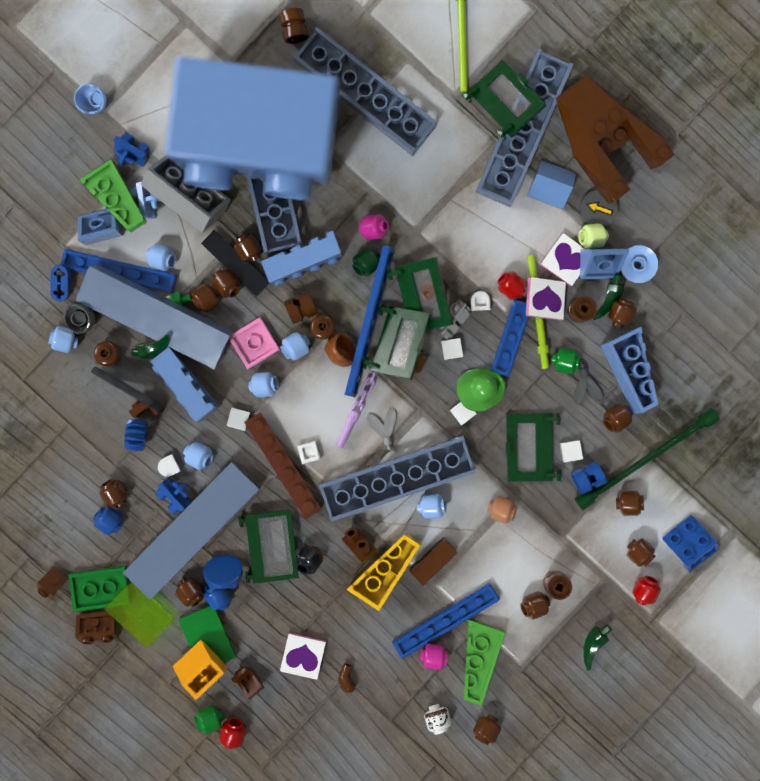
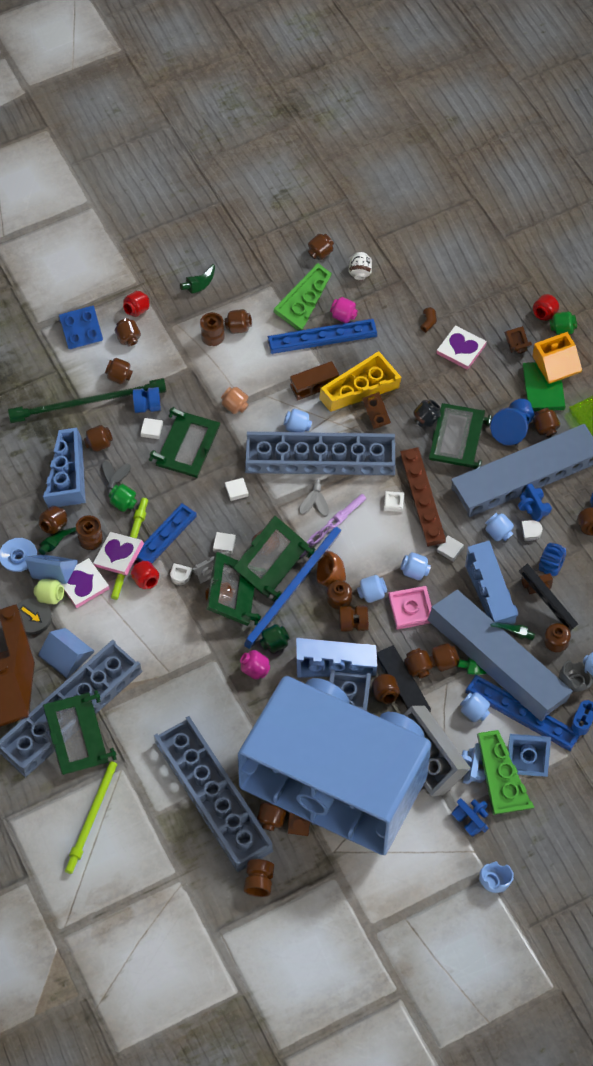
camera: 160 degrees left, 30 degrees down
(480, 389) = (212, 501): bright green hat -> none

